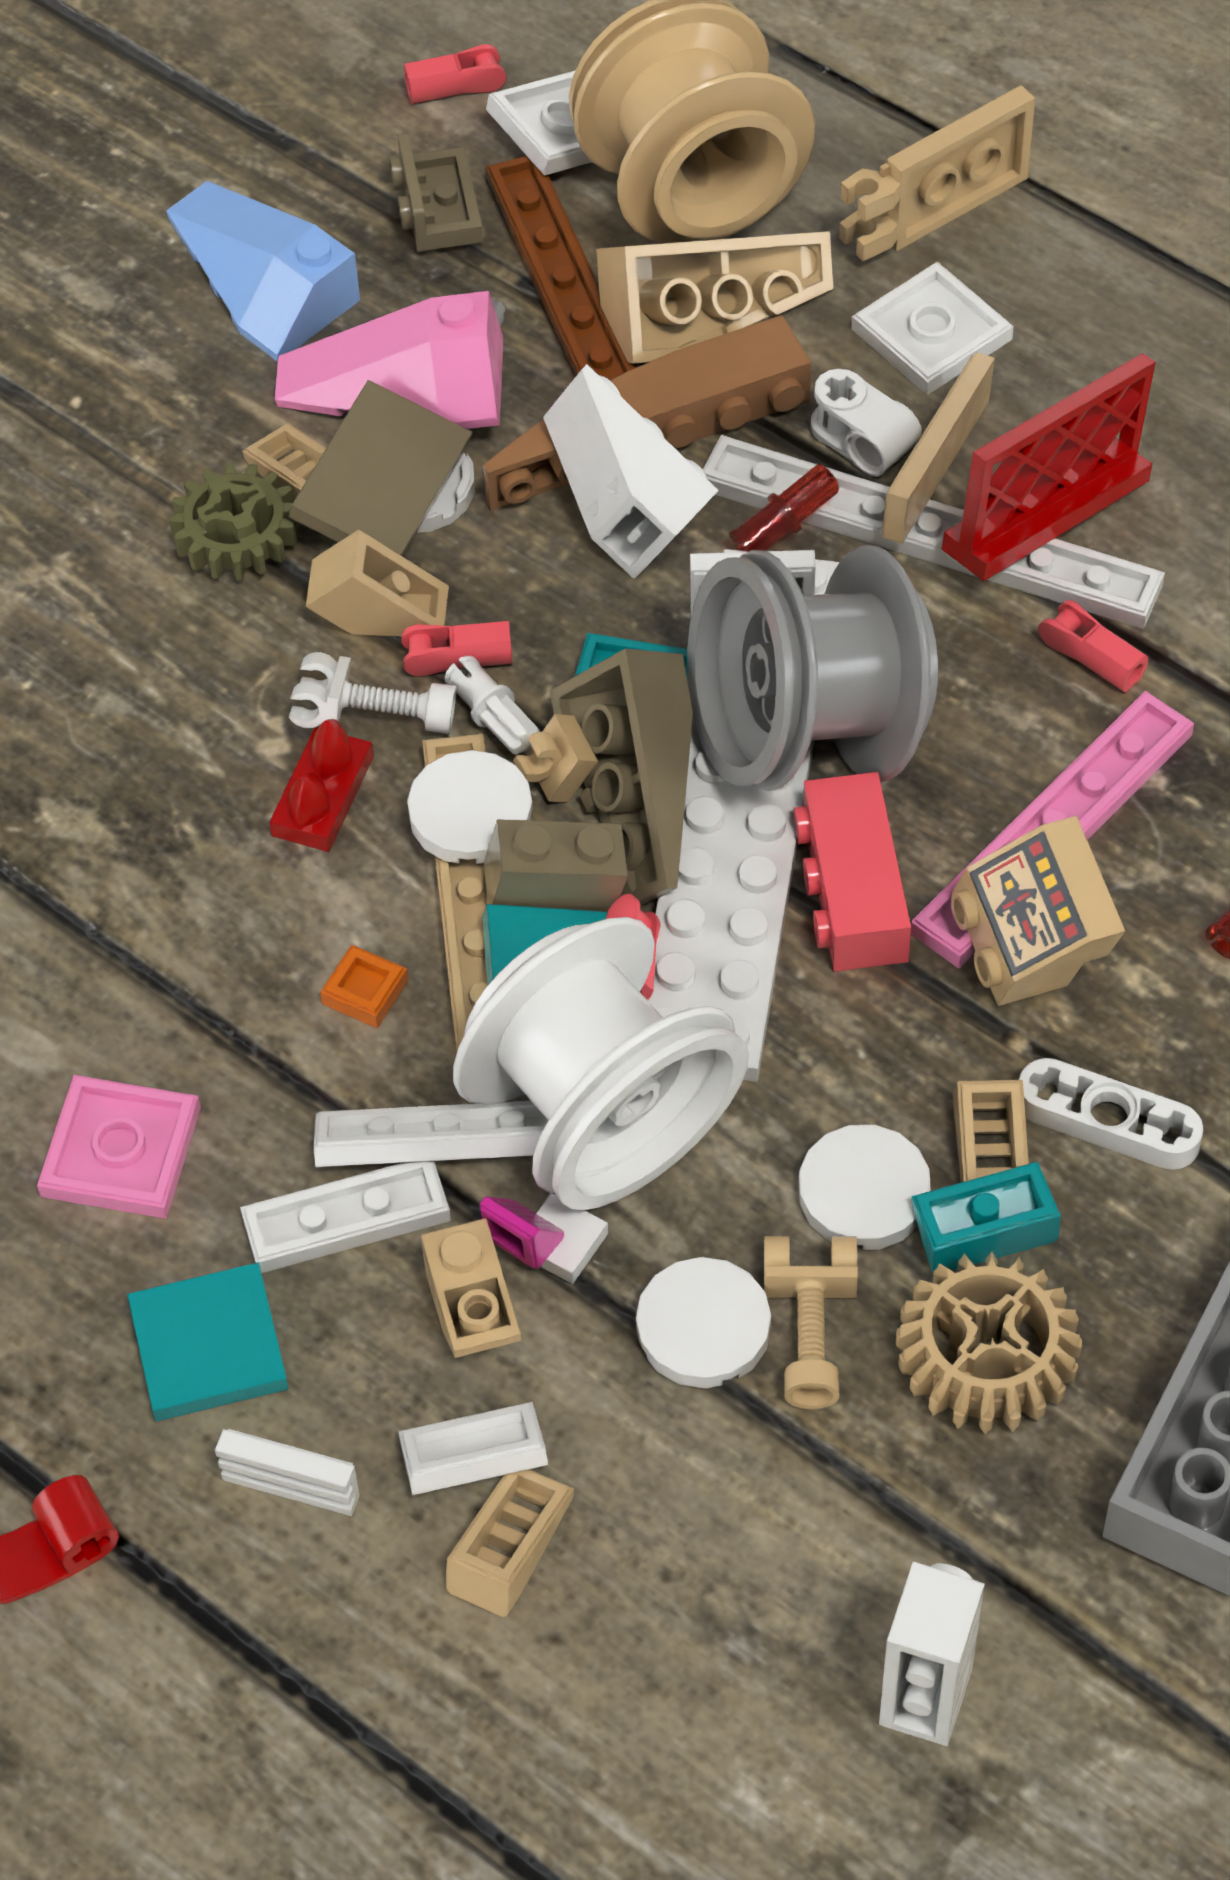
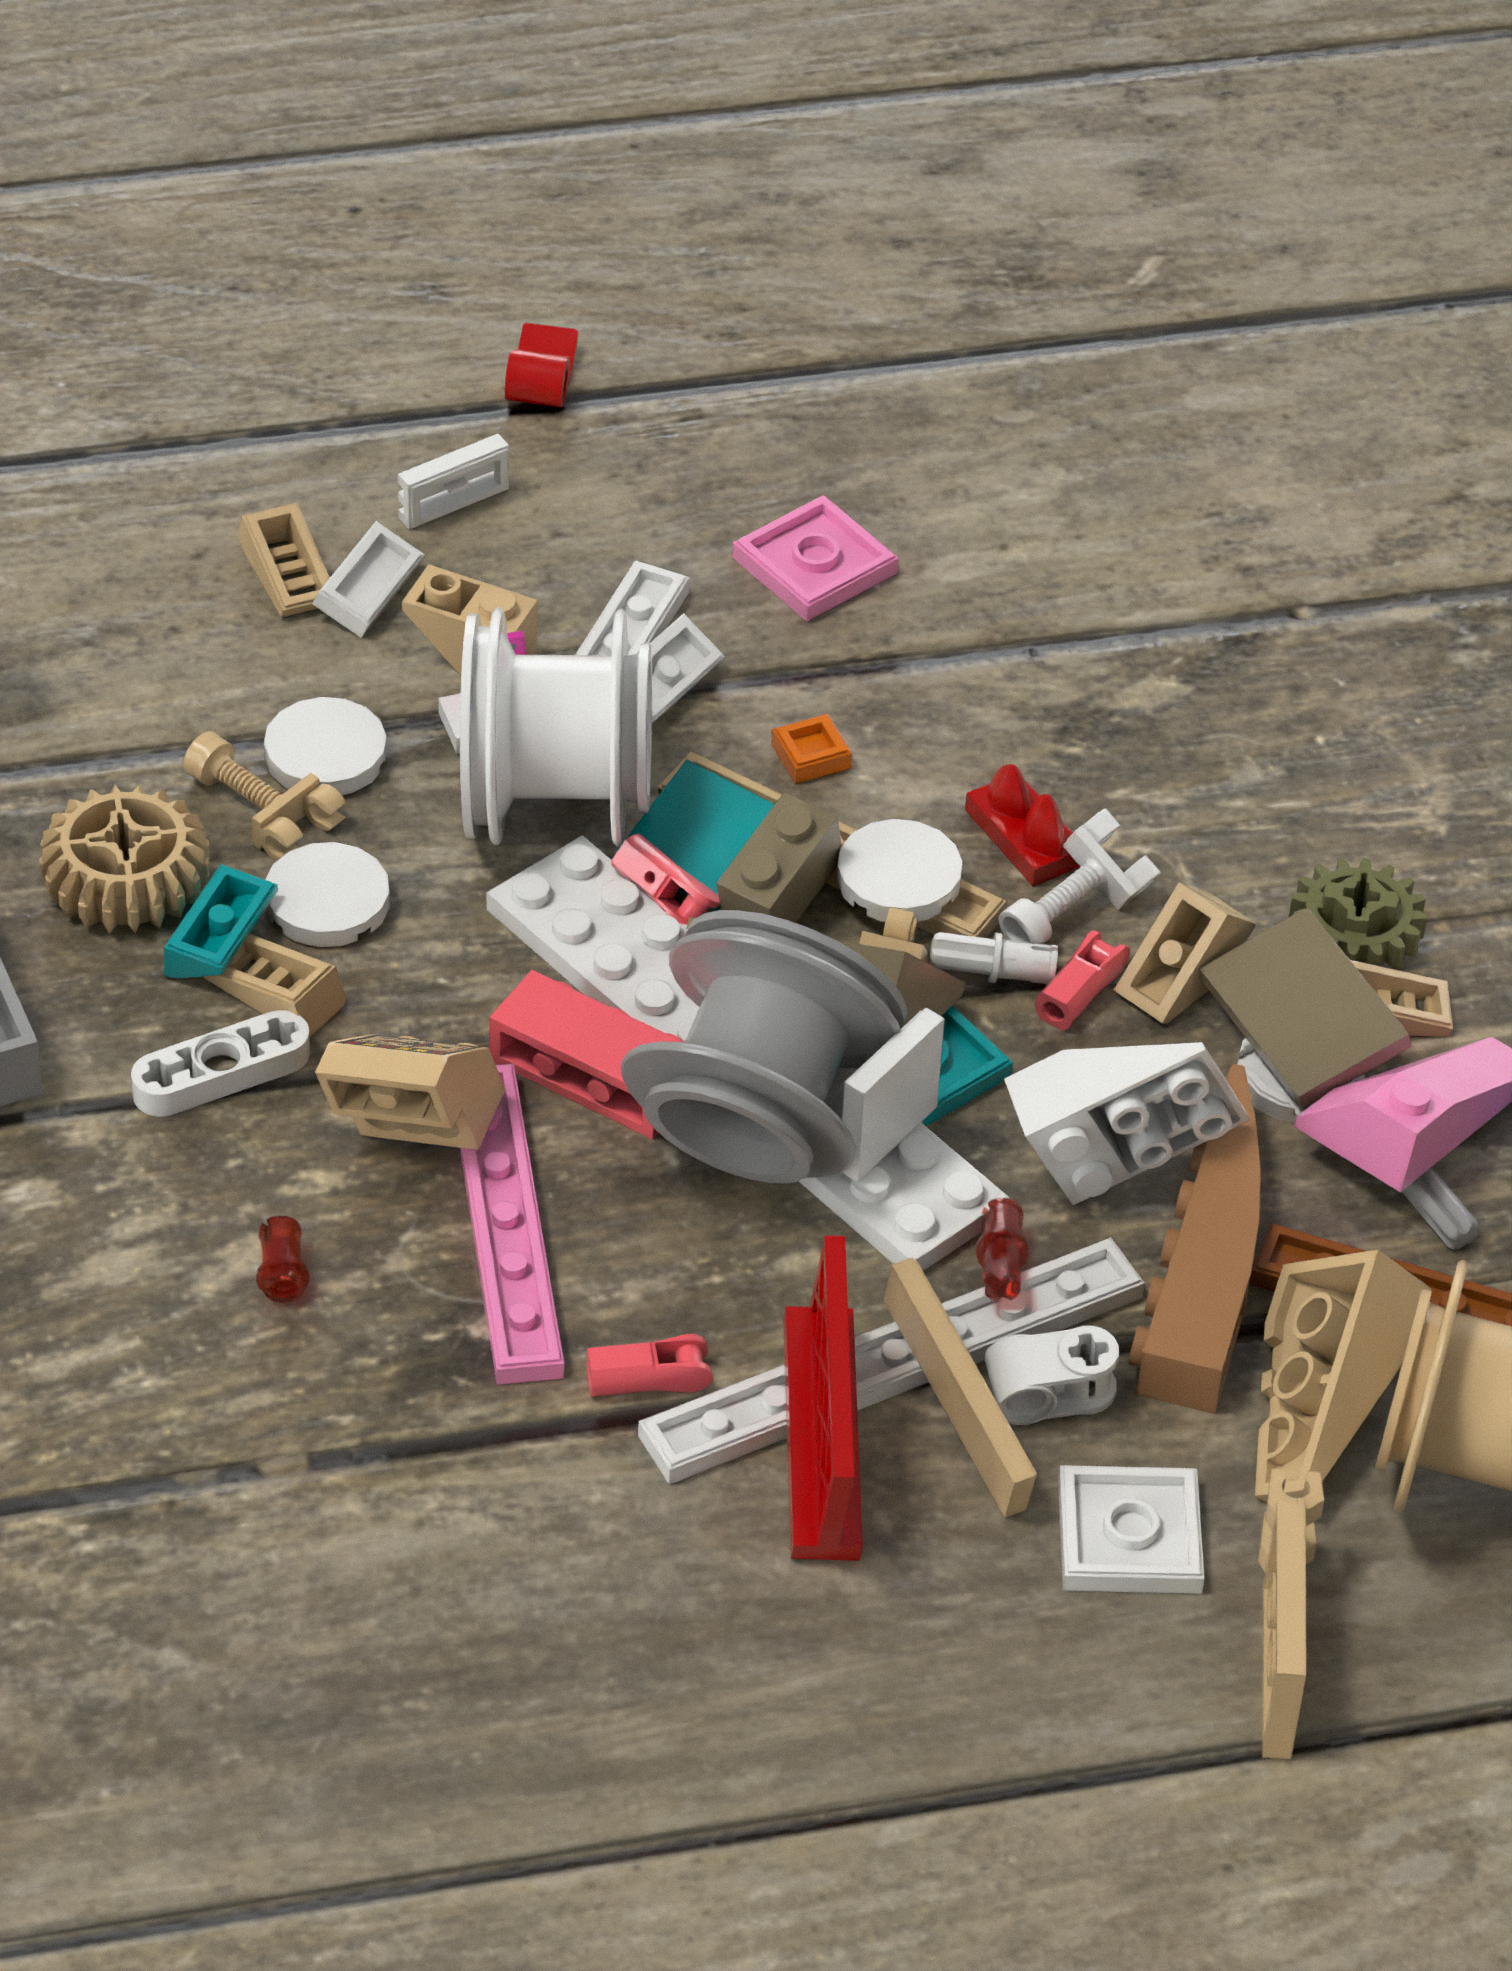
camera: 125 degrees right, 10 degrees down
(207, 1342) = (604, 513): teal tile -> none

